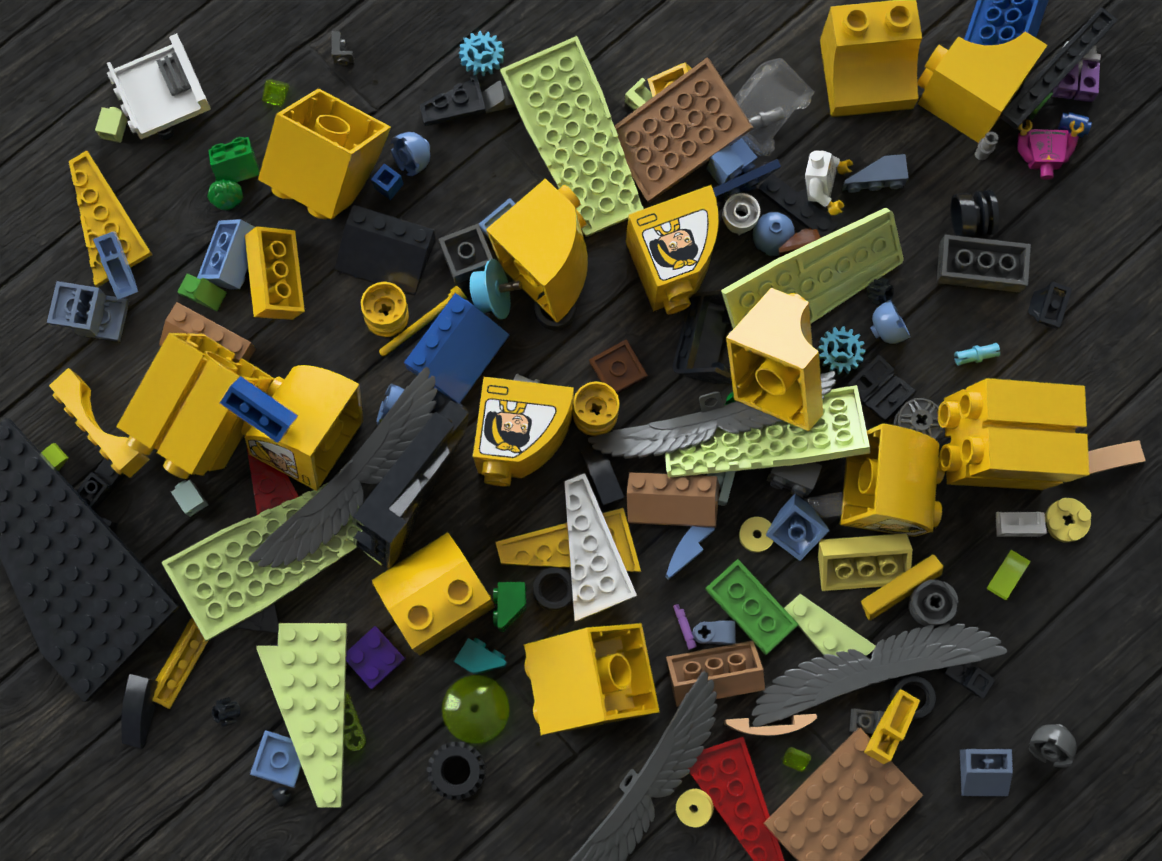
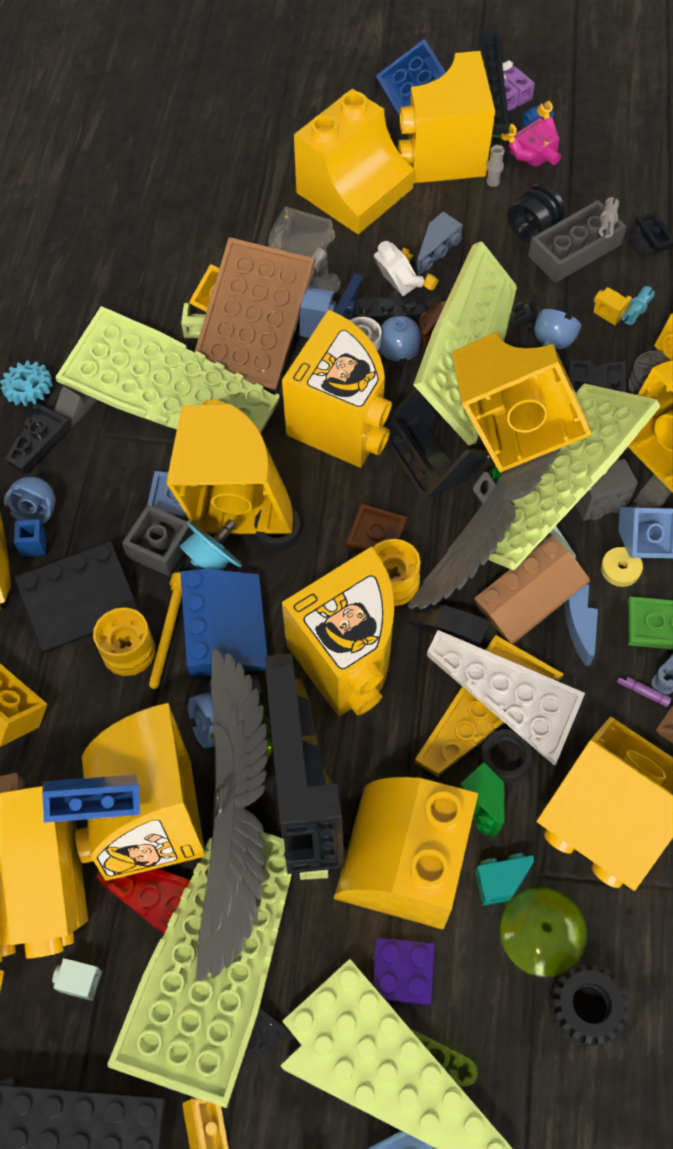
camera: 40 degrees left, 15 degrees down
(955, 337) = (611, 305): none -> yellow brick
(1018, 267) = (609, 217): none -> light grey pin

